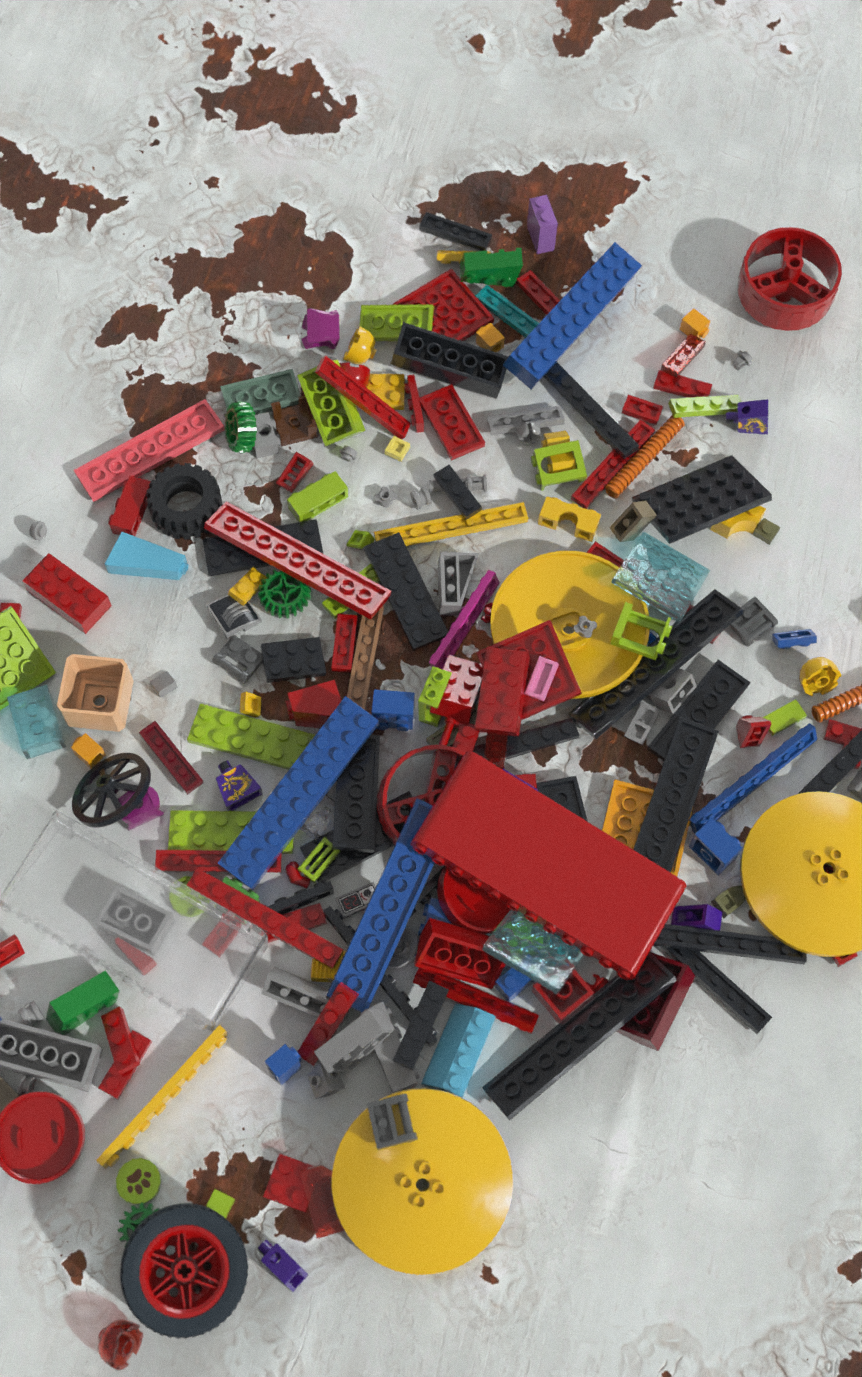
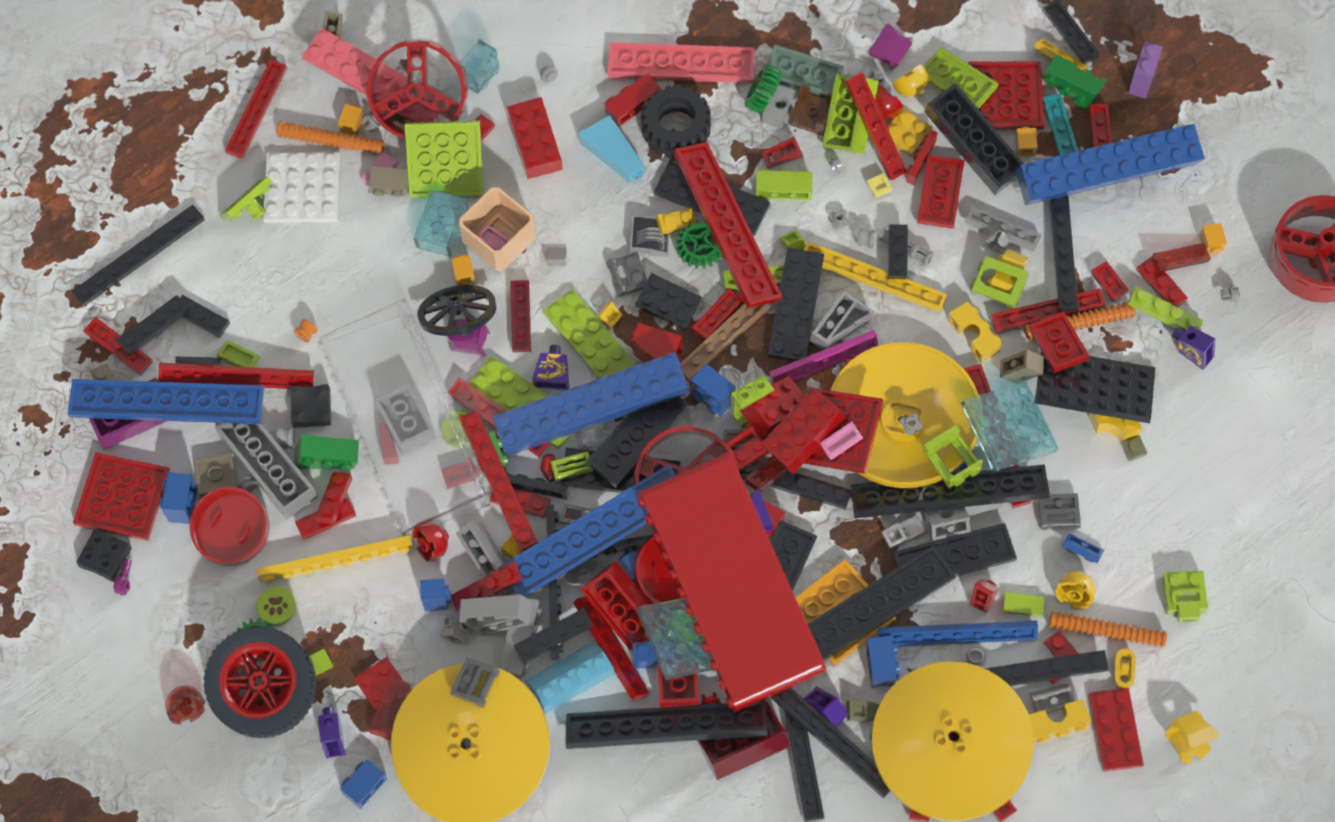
camera: 40 degrees right, 0 degrees up
(34, 969) = (310, 406): none -> black brick
(98, 703) = (493, 238): none -> bright pink tile
(242, 1016) = (431, 541): none -> red cylinder
(347, 1291) = (363, 783): none -> blue brick
(648, 481) = (1058, 342): none -> red plate
(782, 788) = (975, 656): none -> light grey plate

